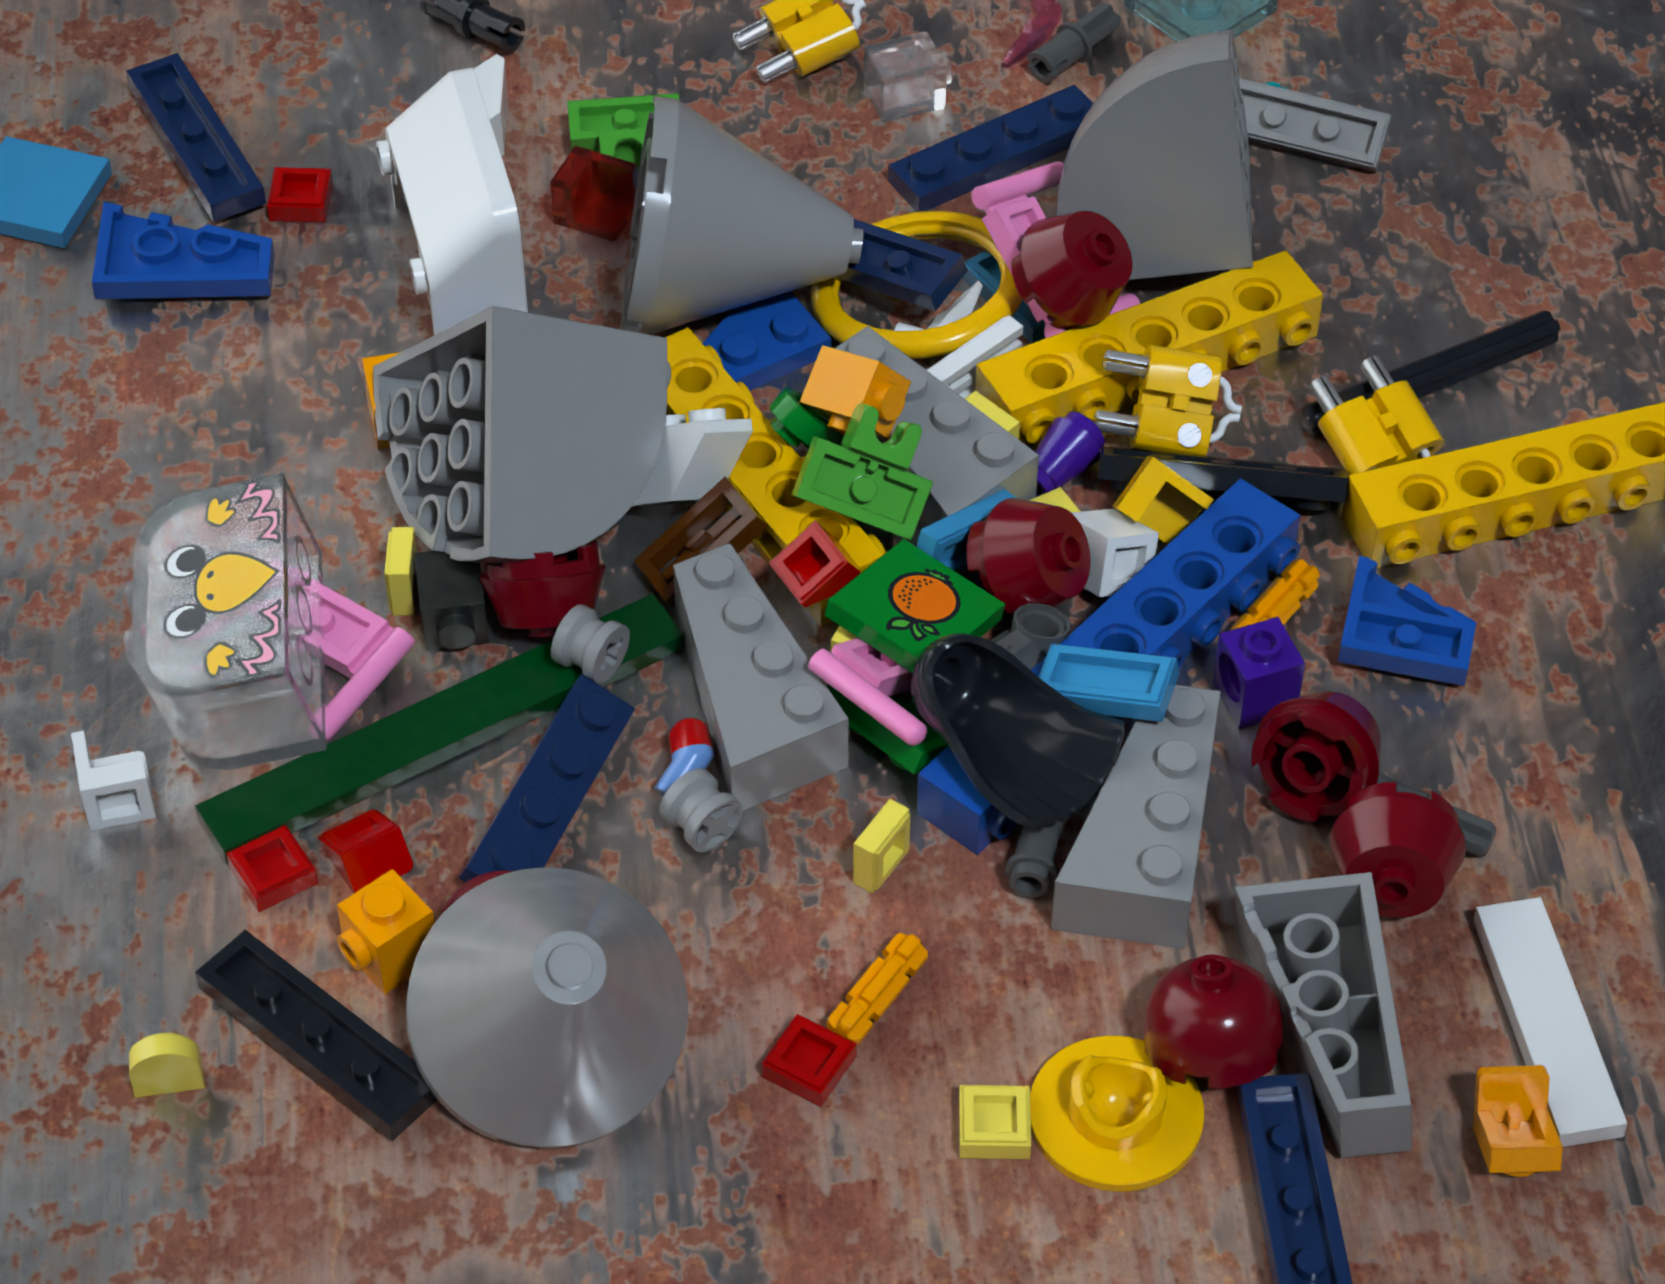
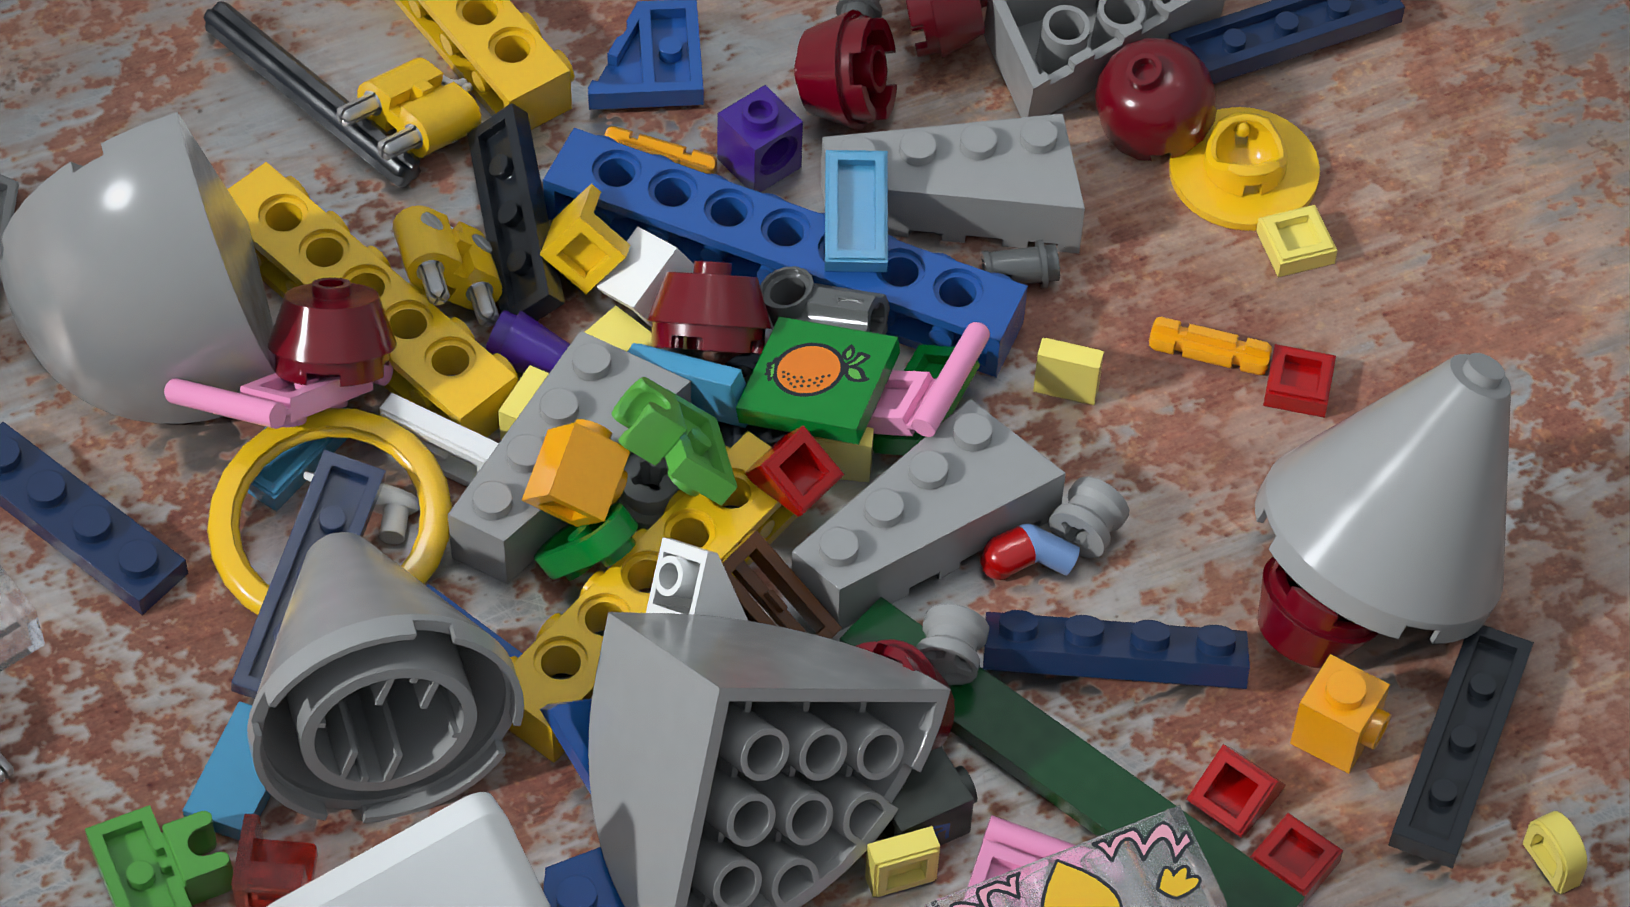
camera: 110 degrees left, 5 degrees up
(1012, 731) = (947, 262): black hair -> none

